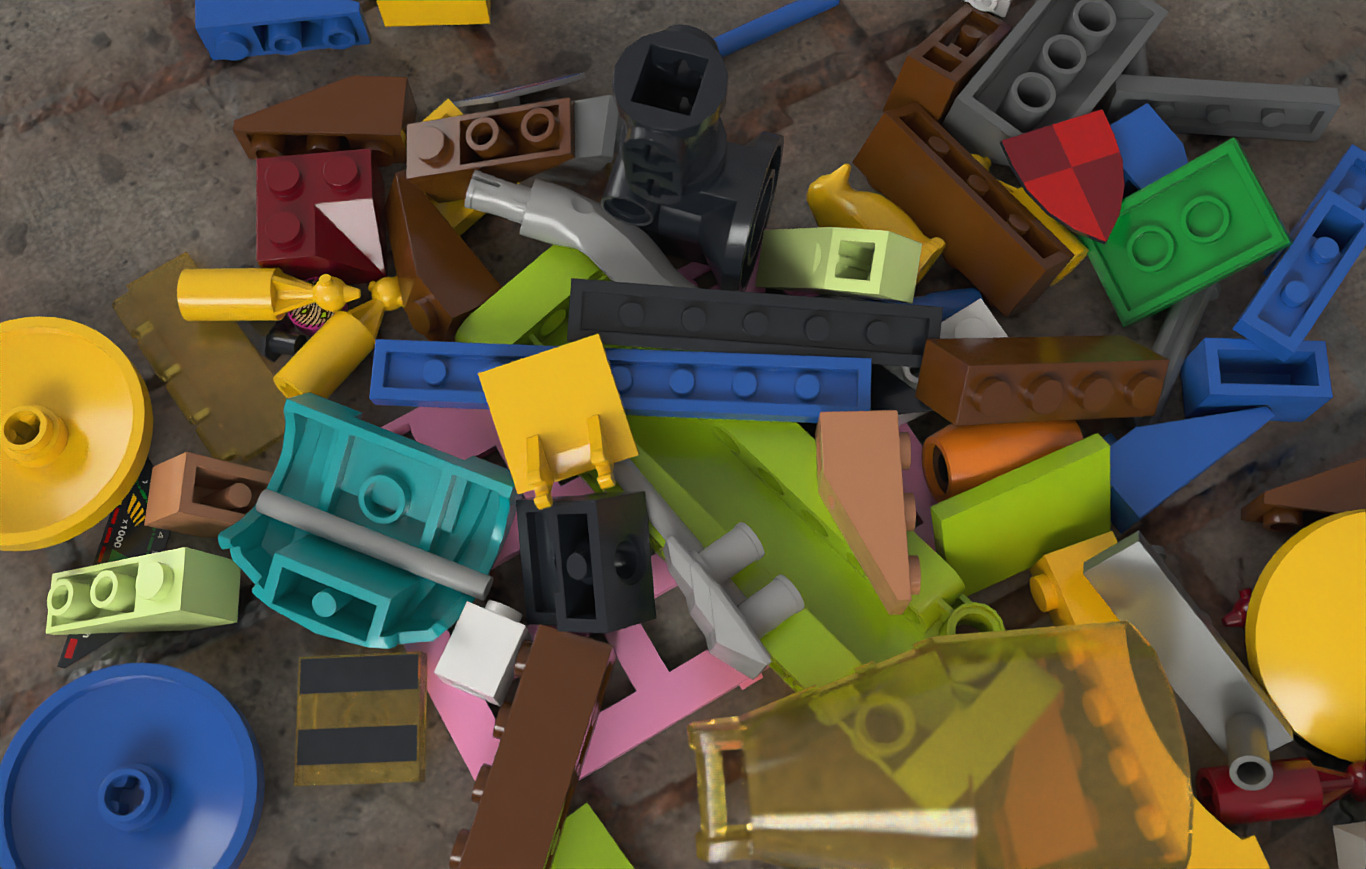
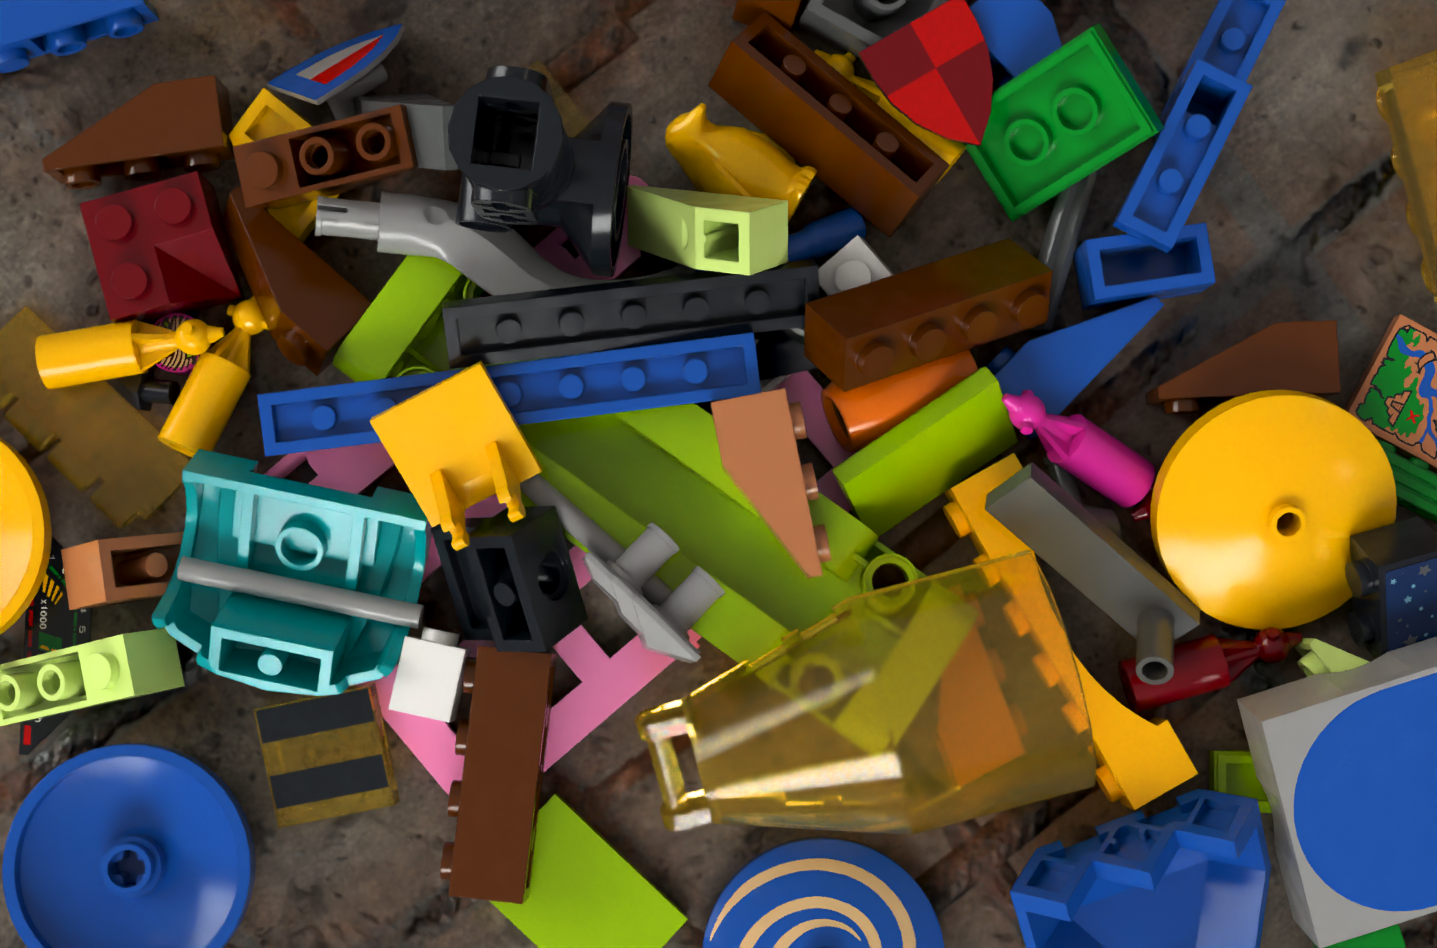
camera: 15 degrees left, 15 degrees up
(1184, 542) = (1084, 450): none -> dark pink wheel

